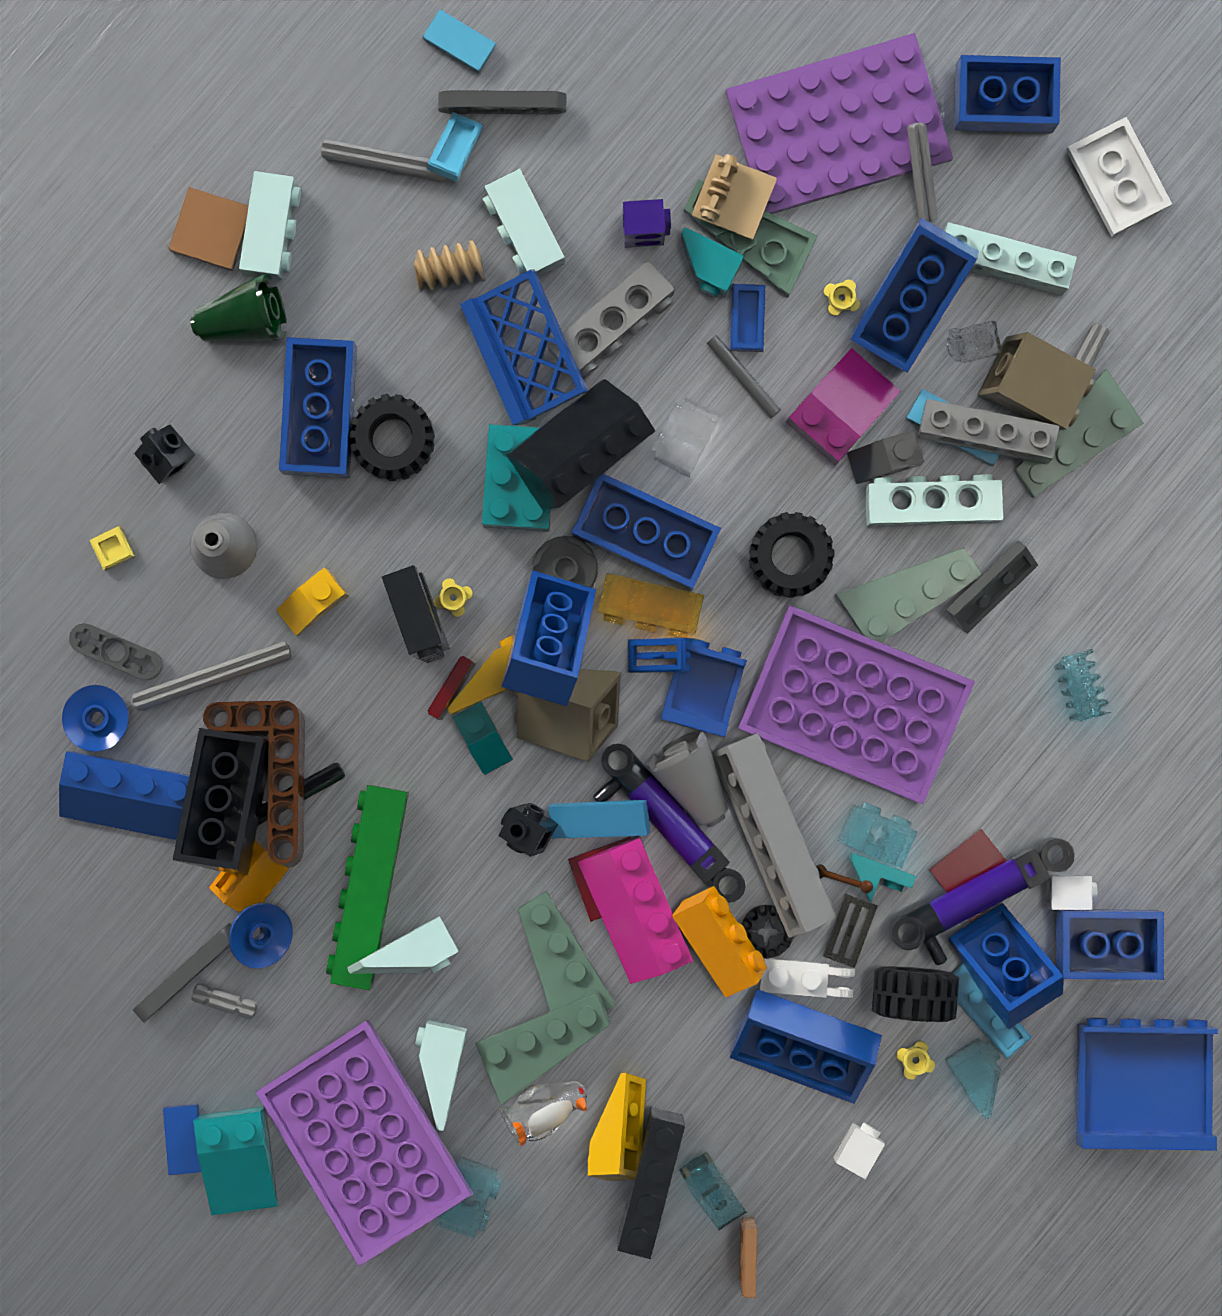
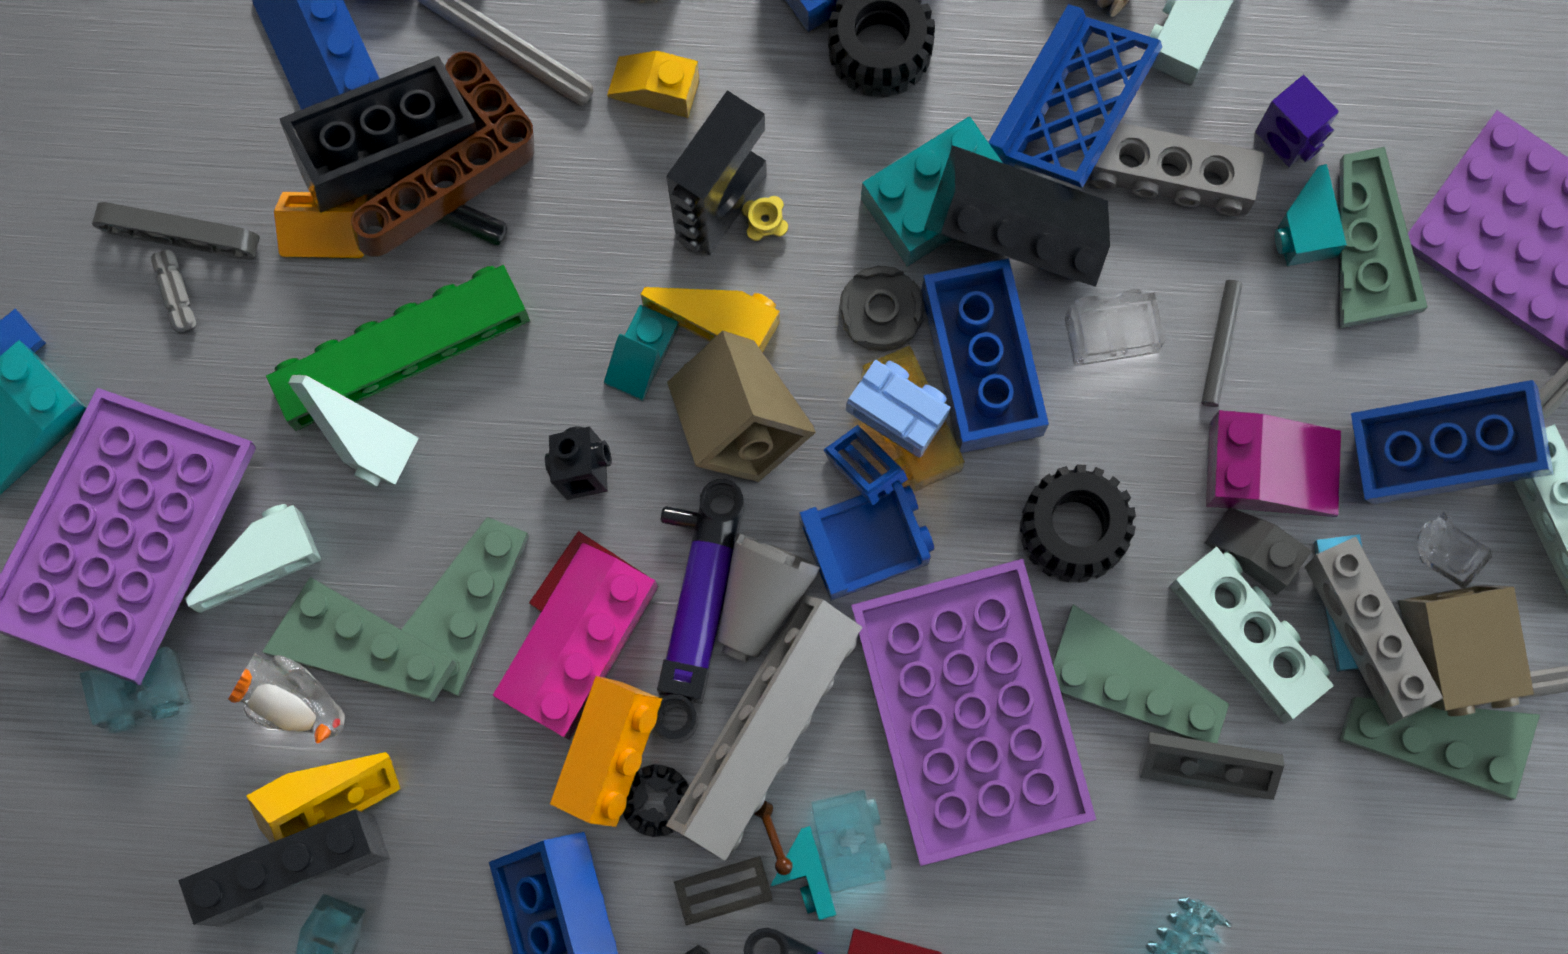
camera: 55 degrees right, 10 degrees down
(269, 944) = (265, 294): blue dish -> none
(451, 687) = (668, 271): dark red tile -> none
(549, 638) = (794, 326): blue brick -> none
(600, 819) = (645, 529): dark azure tile -> none
(644, 611) = (898, 407): none -> light blue brick
(734, 196) = (1398, 191): tan hinge -> none
(747, 318) = (1284, 303): blue tile -> none
(803, 978) = (633, 877): white hinge -> none
(834, 291) = (1390, 371): light yellow plate -> none

